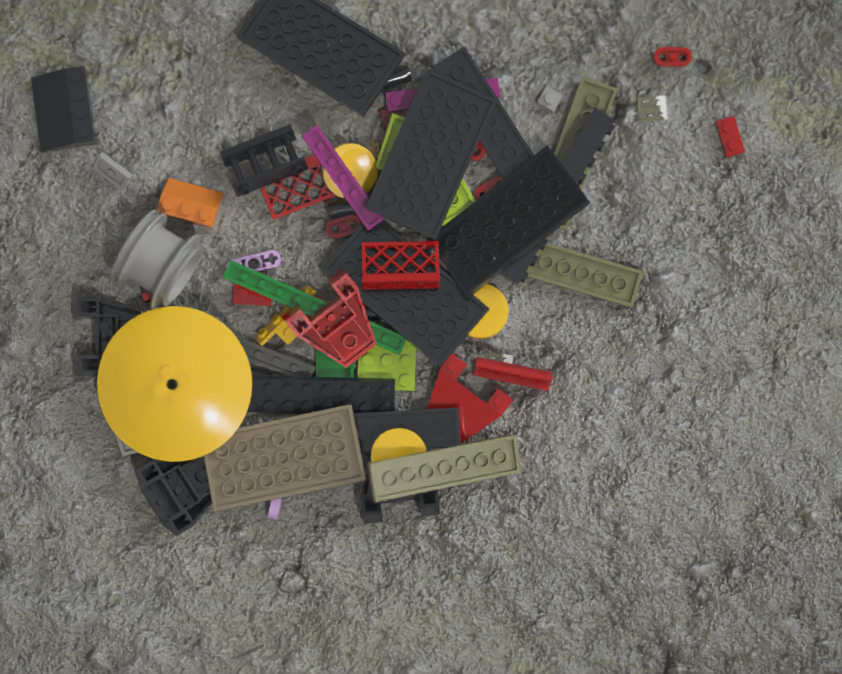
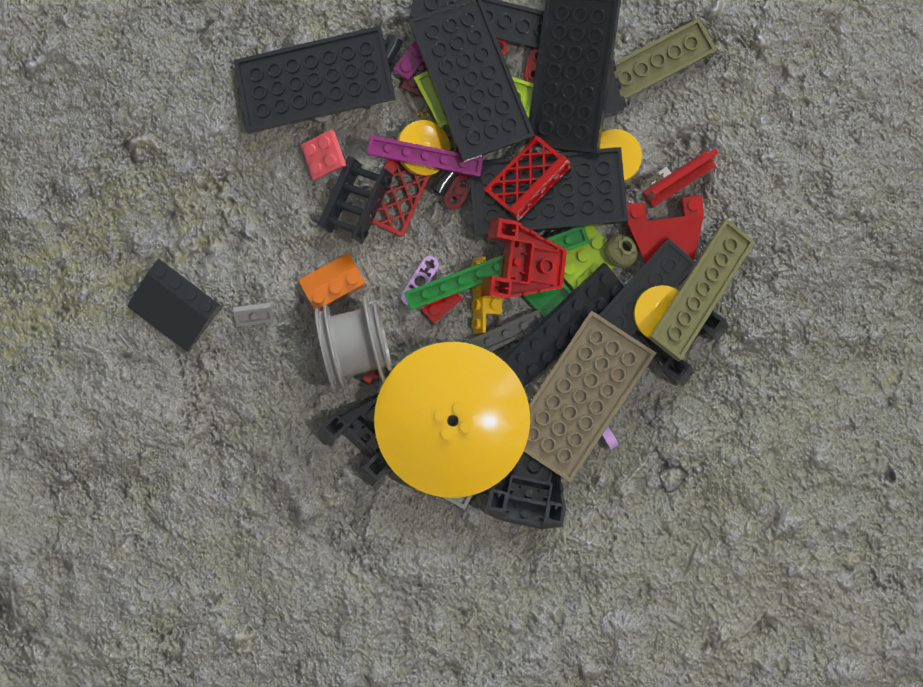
camera: 45 degrees left, 0 degrees up
(274, 106) = (323, 155): none -> coral plate
(410, 382) = (616, 253): none -> olive piece

